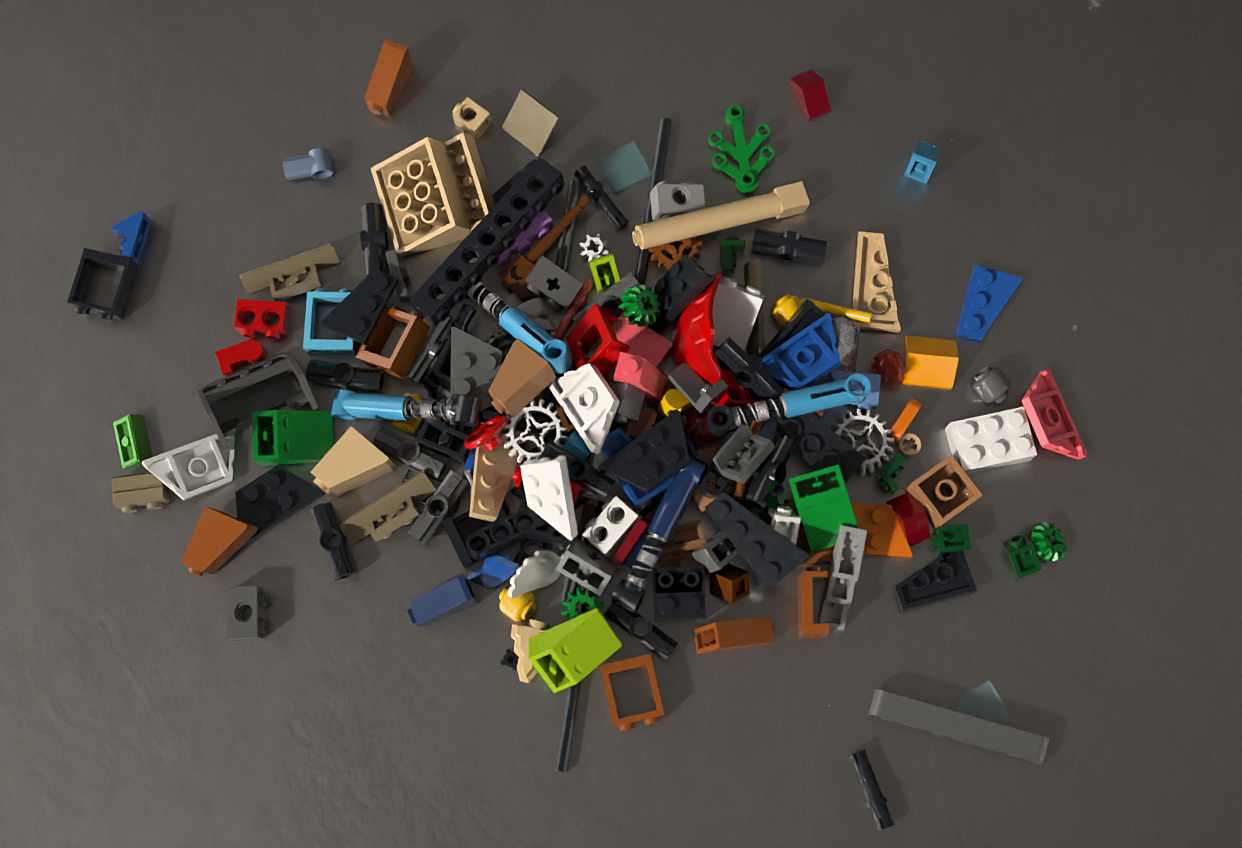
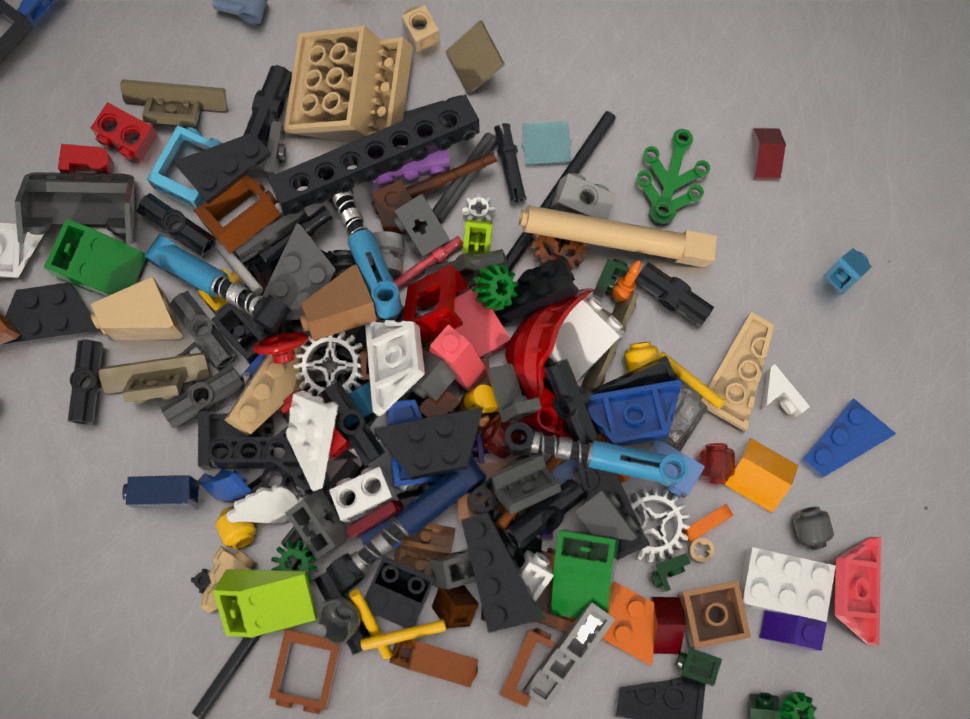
camera: 15 degrees right, 0 degrees up
(418, 388) = (240, 269): none -> white bar
(642, 635) = (339, 619): none -> dark grey hair
(669, 628) = (369, 621): none -> yellow bar
(699, 624) = (403, 635): none -> yellow bar
(746, 255) = (626, 283): none -> orange bar
(821, 453) = (604, 517): none -> dark grey slope
(909, 282) = (779, 386): none -> white slope
(1013, 475) = (793, 630): none -> dark purple slope

